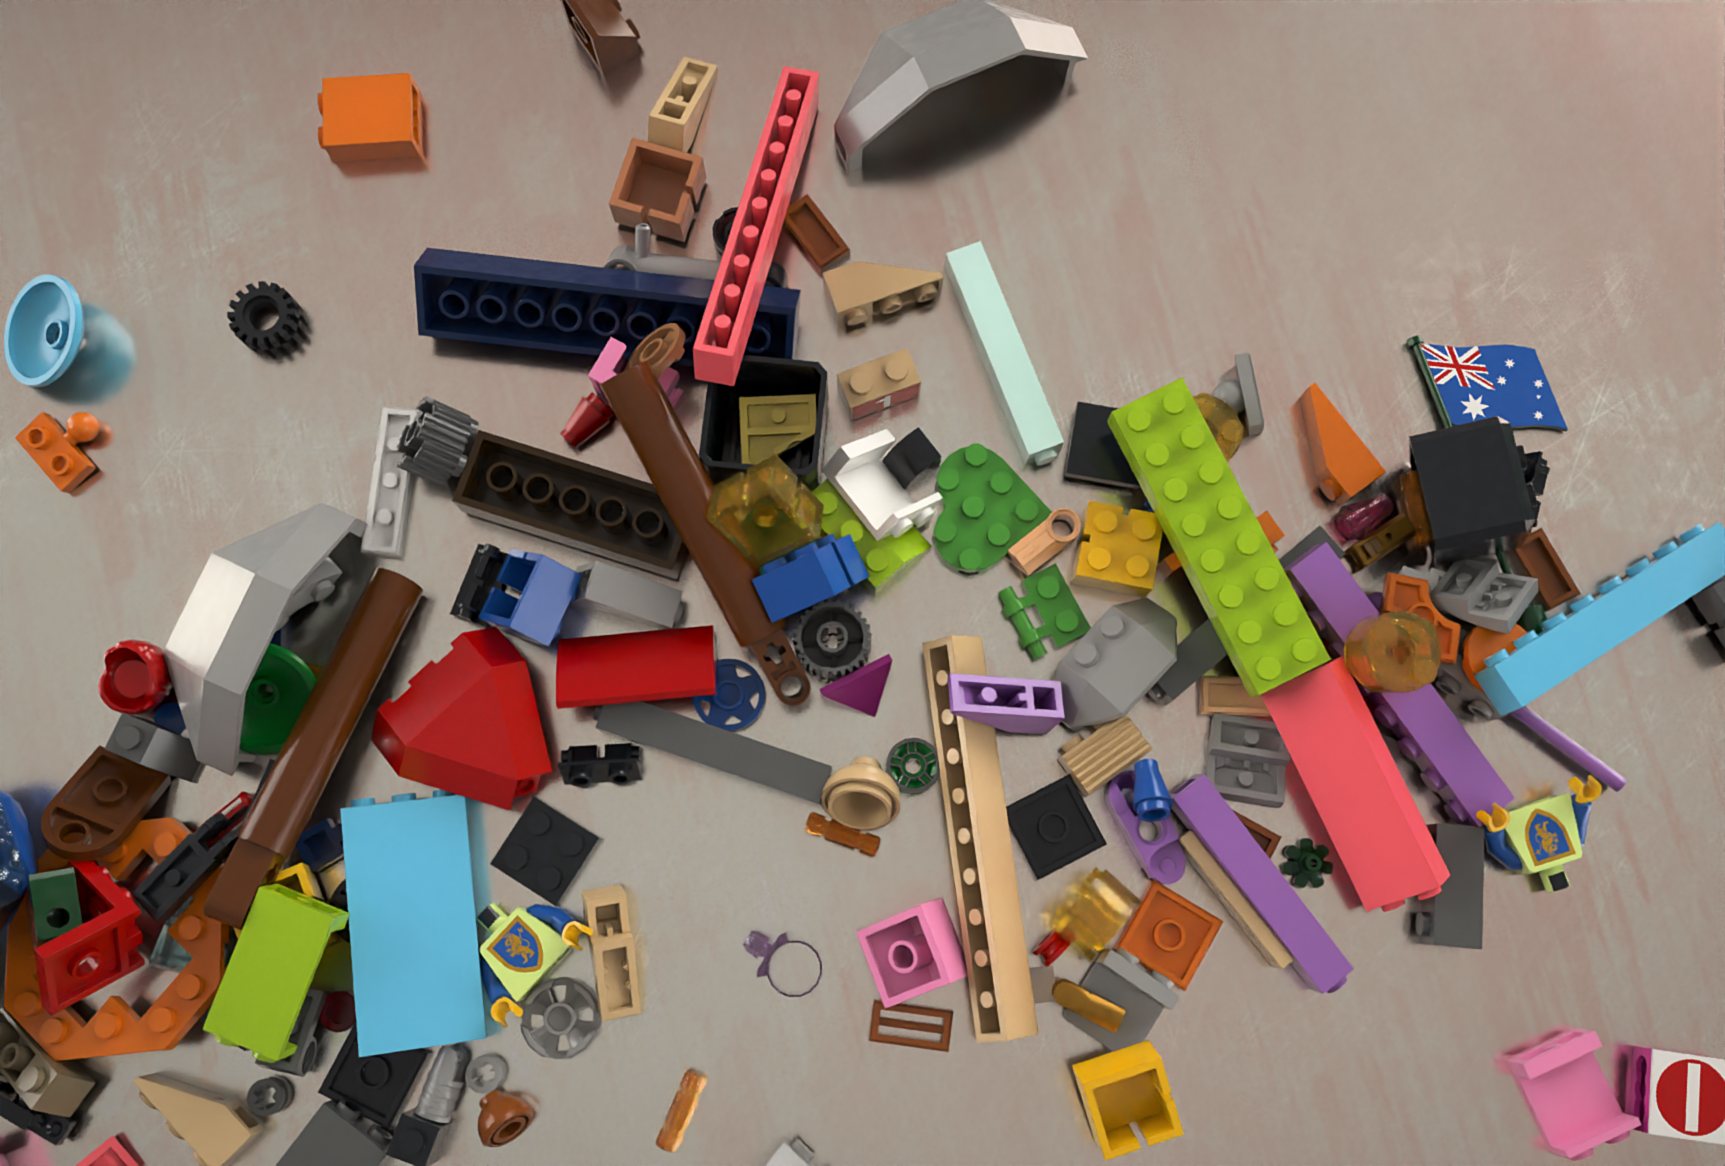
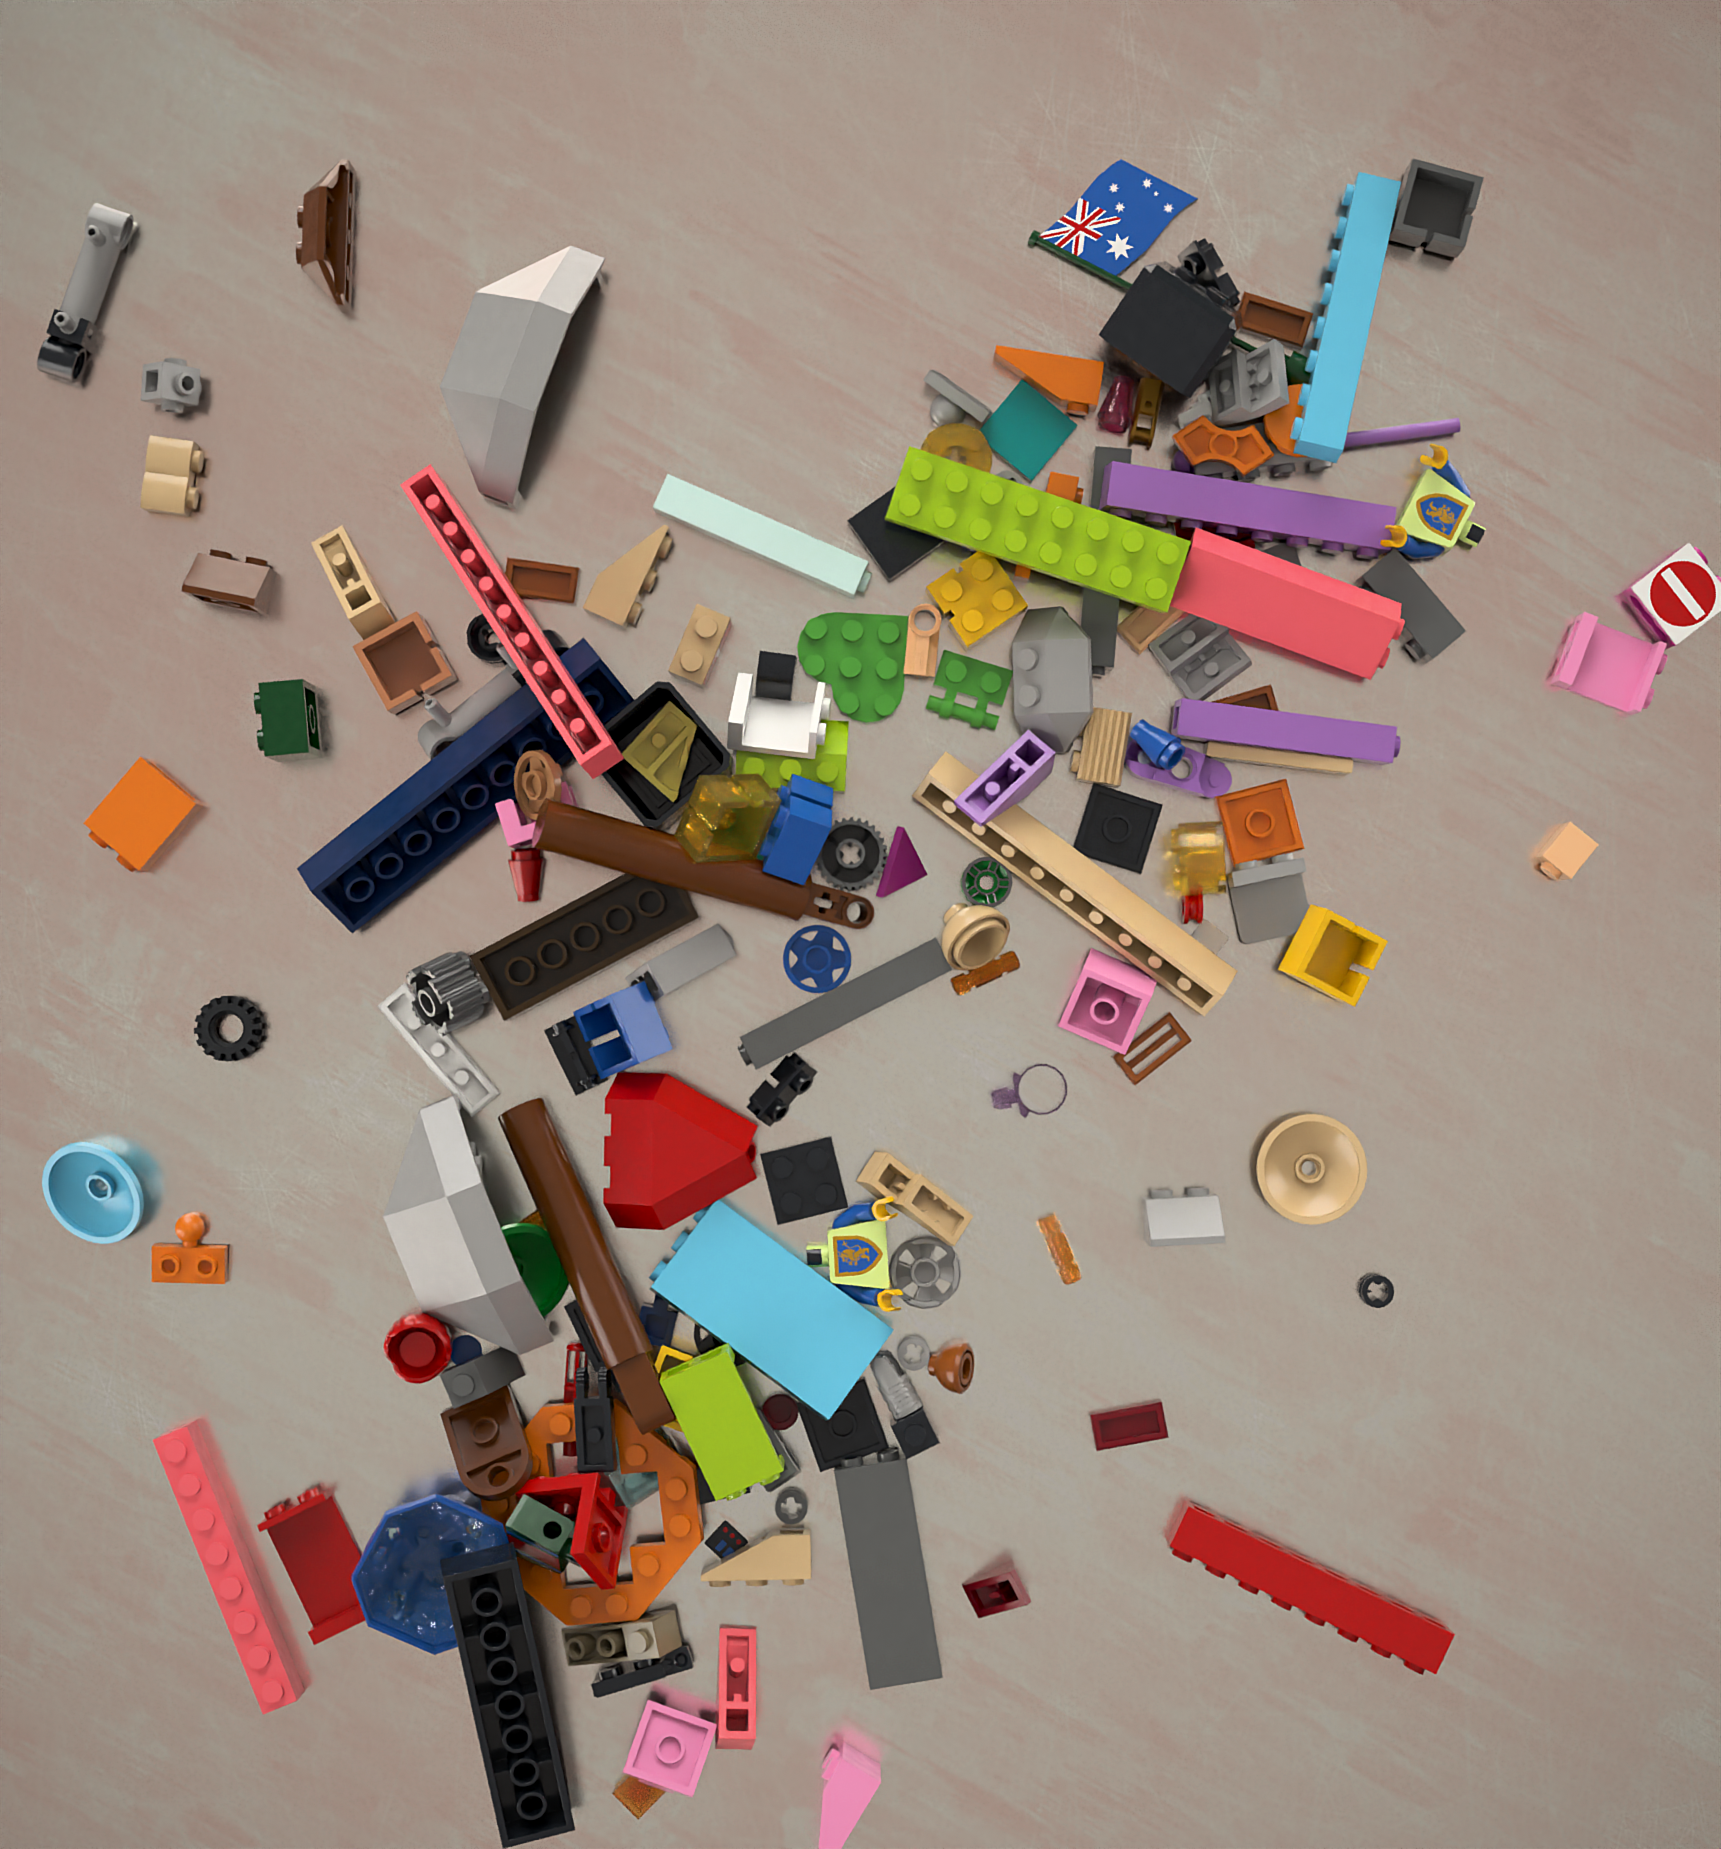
camera: 40 degrees left, 10 degrees up
(194, 1069) = (725, 1540): none -> black sticker
(535, 147) = (288, 720): none -> dark green brick
(636, 667) = (740, 1003): red slope -> none
(1088, 1004) = (1251, 920): pearl gold bar -> none
(1276, 469) = (1027, 430): none -> teal tile
(1307, 863) = (1299, 689): dark green plant -> none
(1414, 652) = (1246, 500): clear yellow brick -> none

